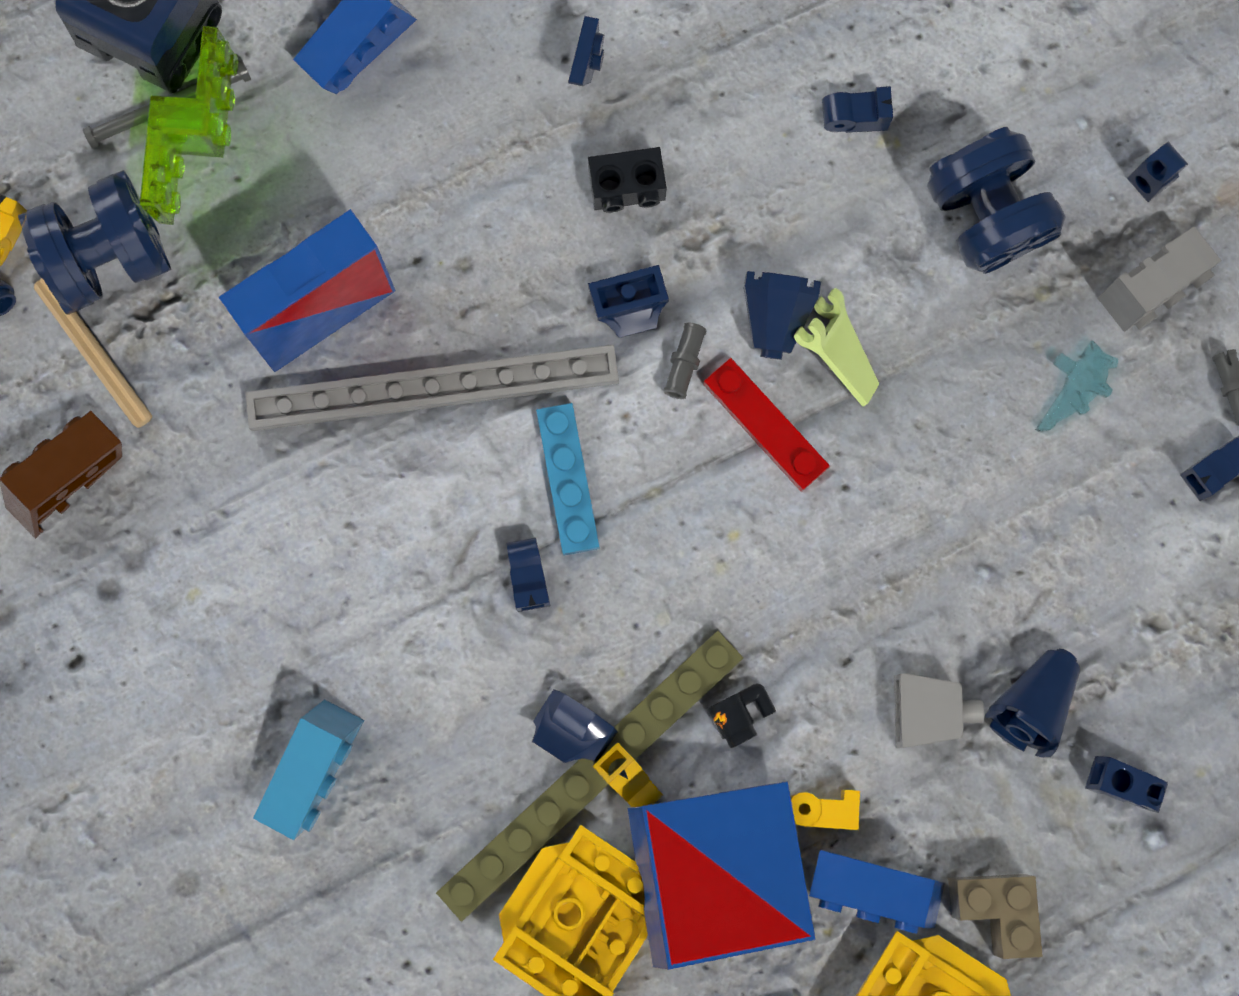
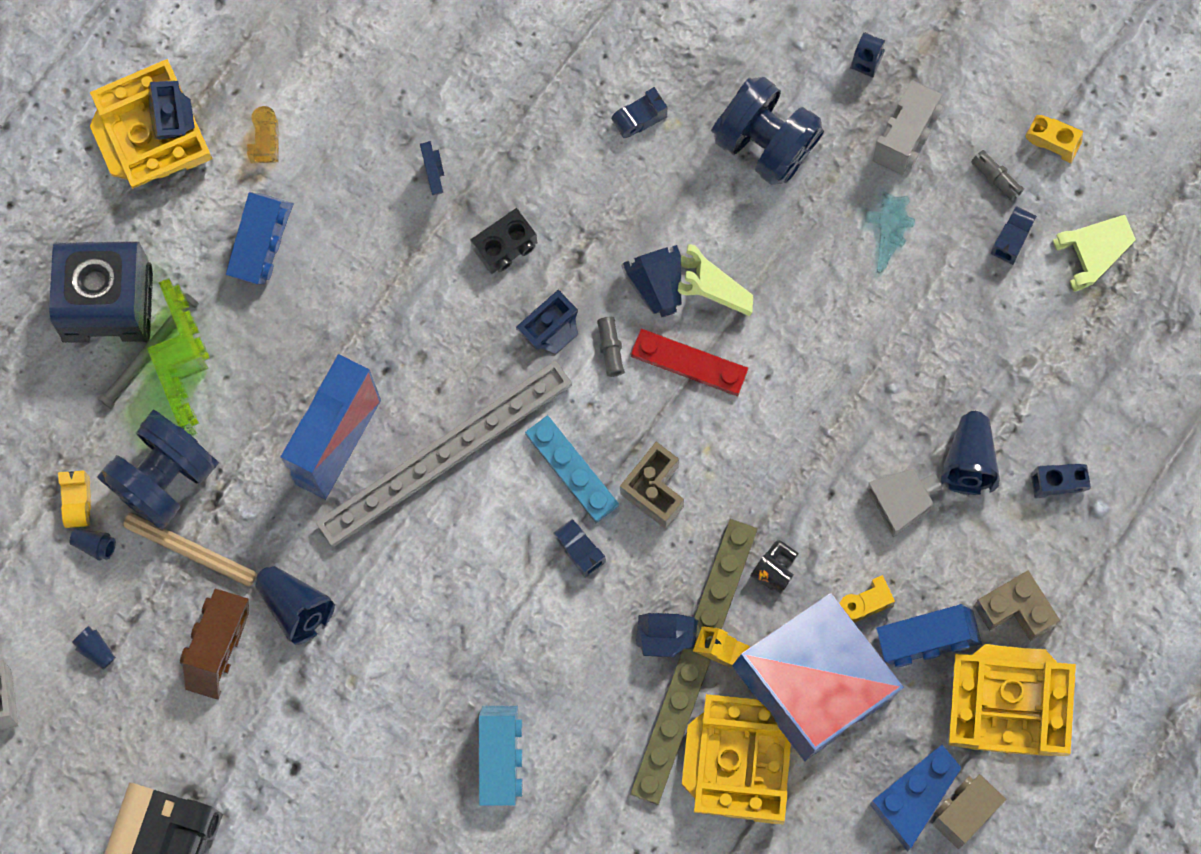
camera: 20 degrees left, 5 degrees down
(169, 474) = (294, 604): none -> dark blue cone
(640, 544) = (647, 487): none -> dark tan brick

